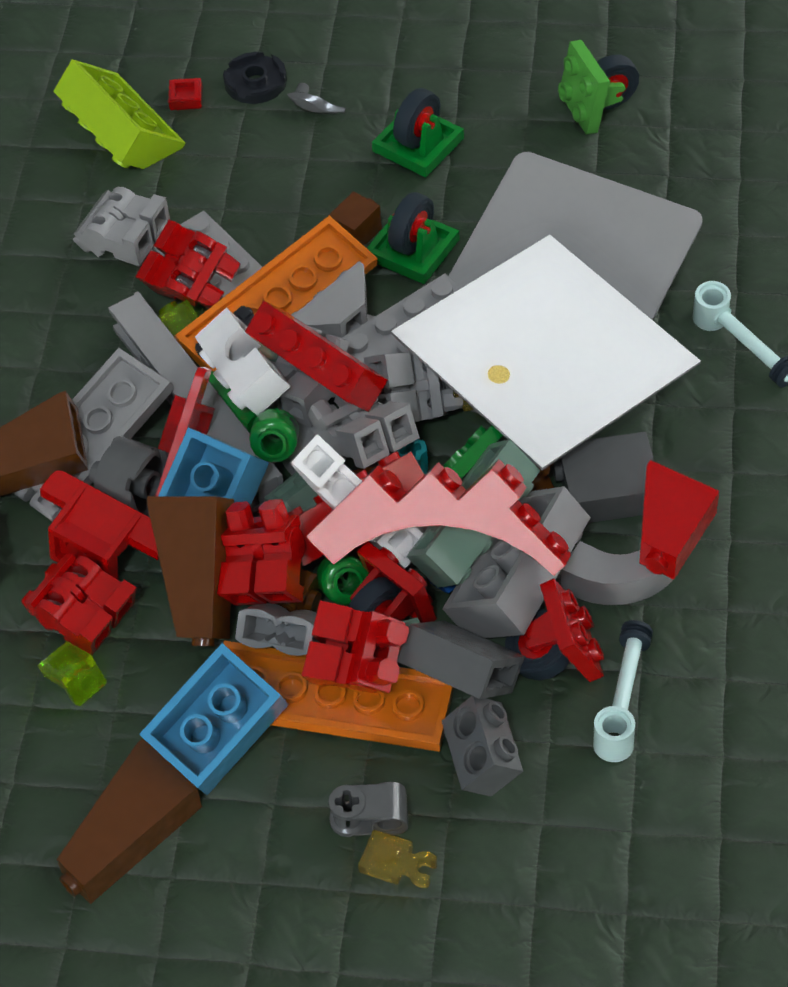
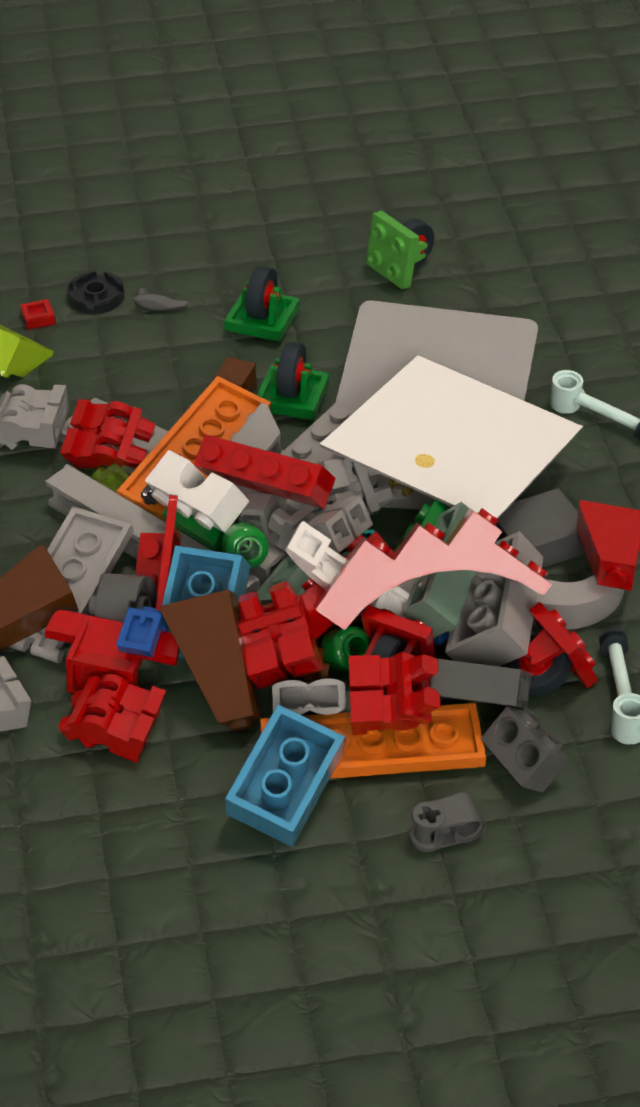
camera: 20 degrees left, 10 degrees down
(74, 672) = (130, 770): clear neon green bracket -> none
(124, 517) = (141, 631): none -> blue bracket
(127, 822) = (235, 878): reddish brown slope -> none
(391, 857) = (479, 858): clear yellow plate -> none

